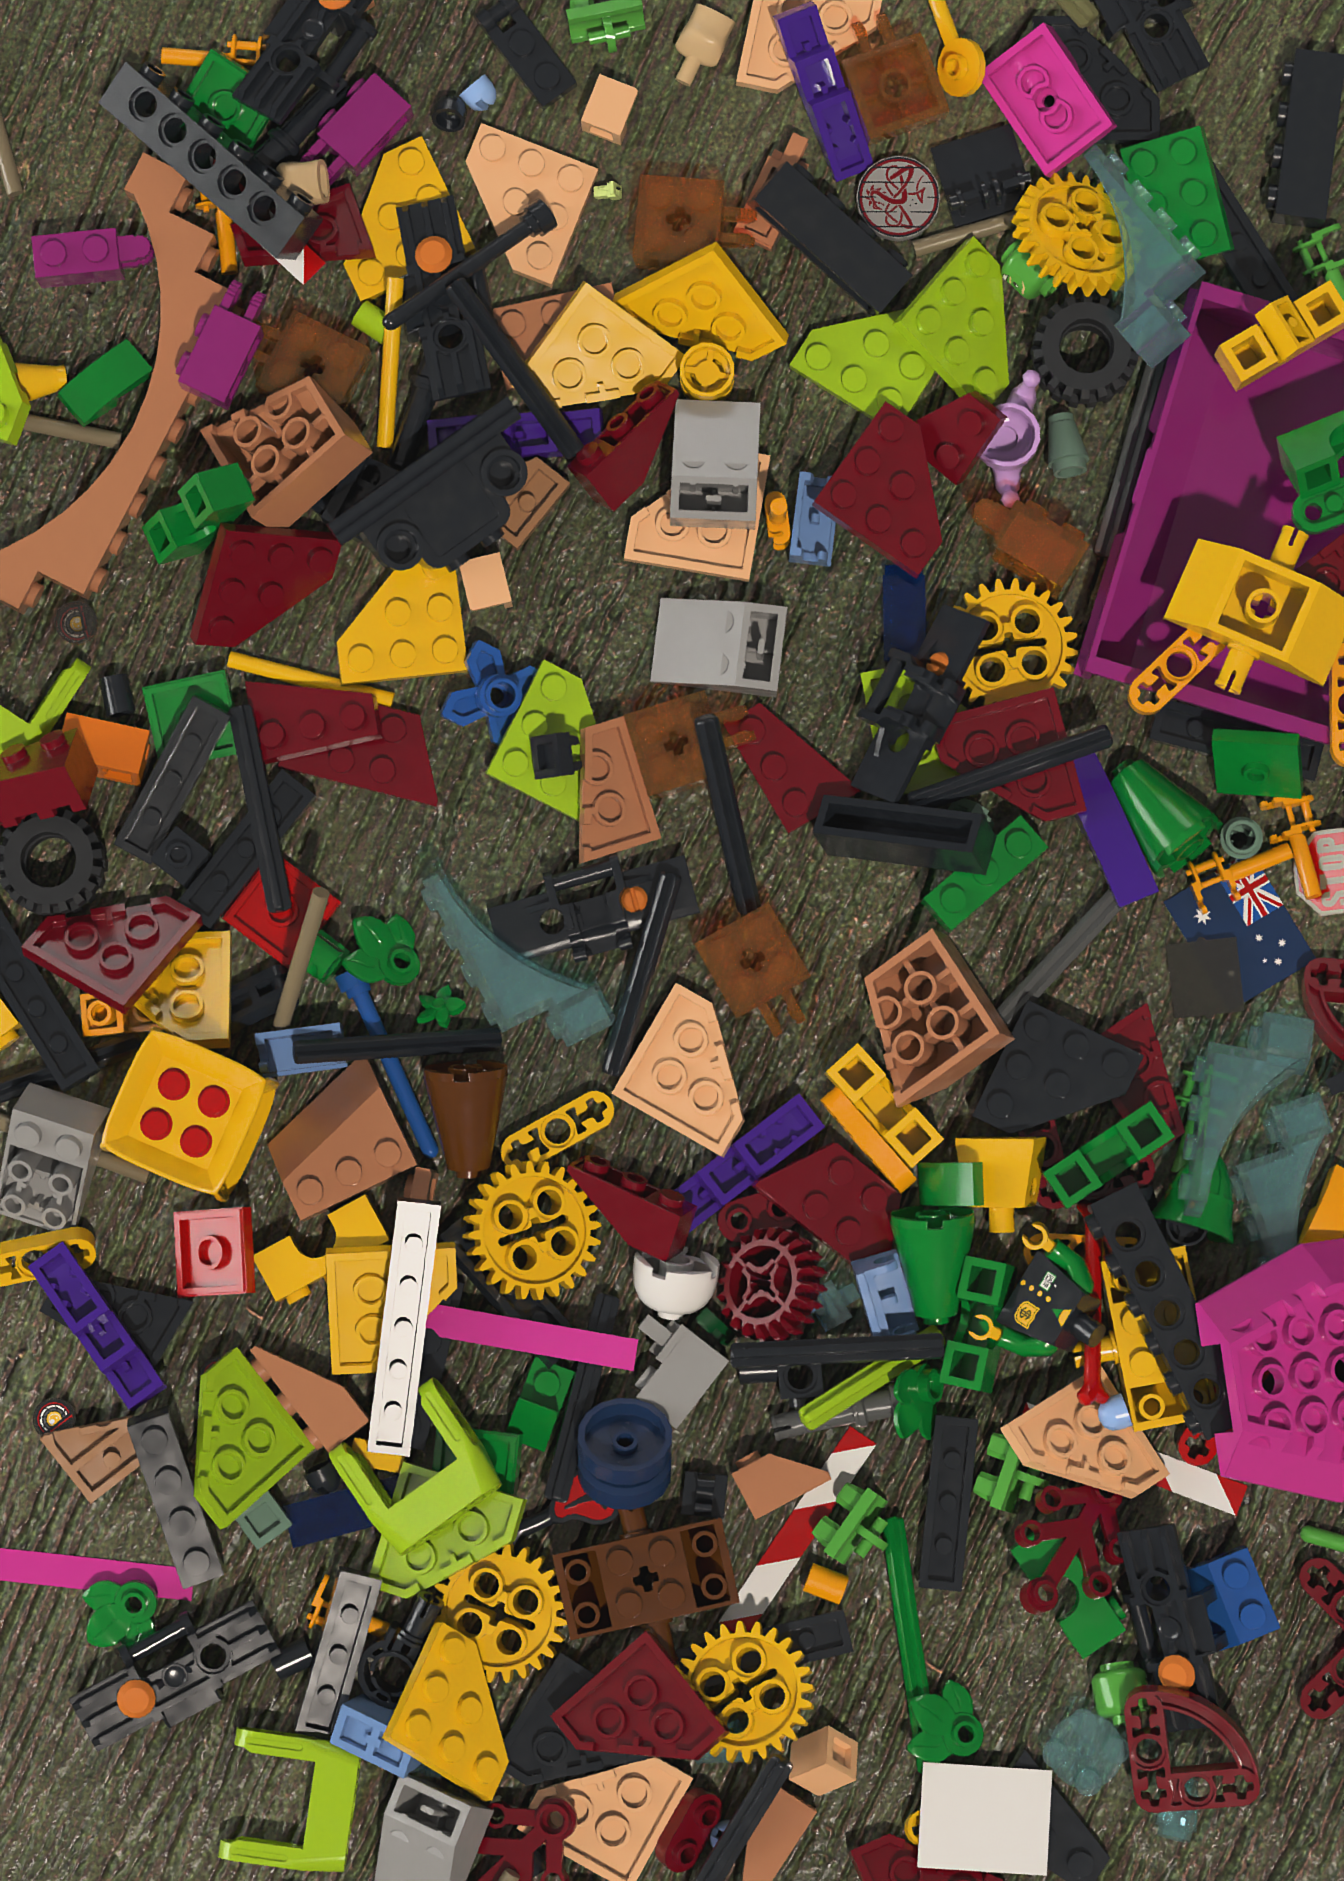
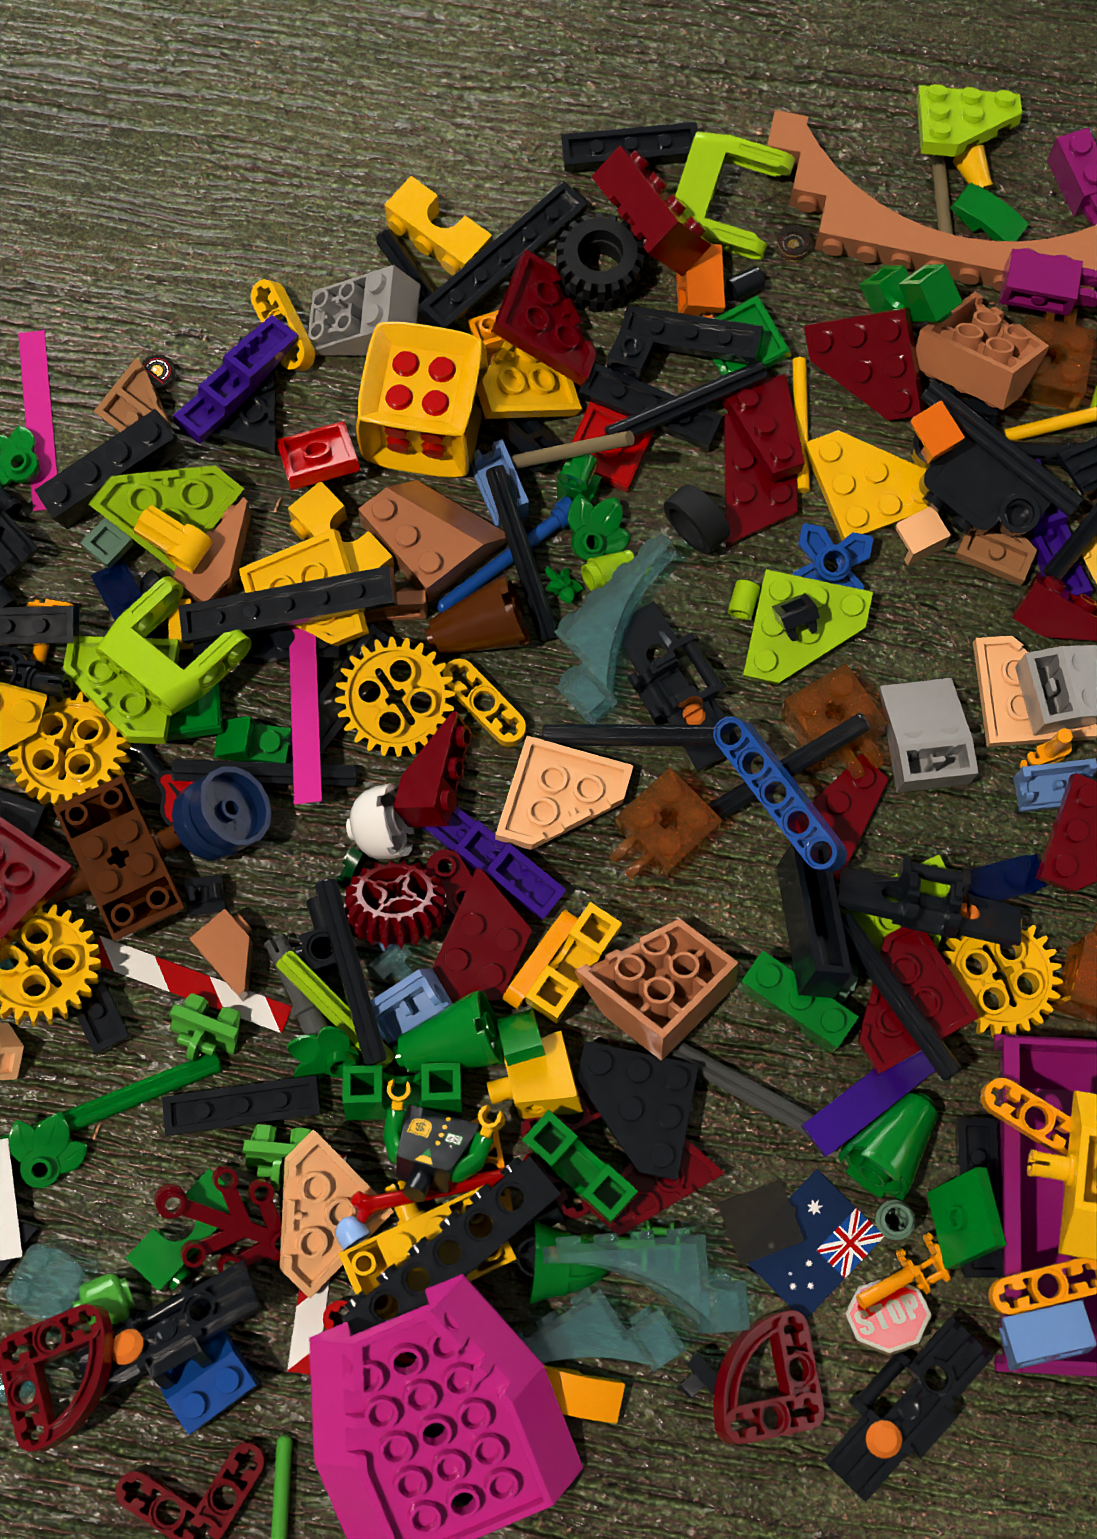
camera: 70 degrees right, 10 degrees down
(295, 1433) = (182, 544): none -> yellow piece
(396, 543) = (936, 431): none -> orange panel
(406, 835) = (697, 518): none -> black tyre
(435, 956) = (600, 569): none -> lime cone
(510, 805) = (743, 599): none -> lime hinge
(612, 793) = (771, 674): nougat wing -> none
(685, 1370) = (304, 852): light grey hinge -> none
(748, 850) = (795, 801): none -> blue beam
(825, 1583) = (149, 1016): light orange hinge -> none
(1235, 872) = (862, 1226): light orange piece -> none

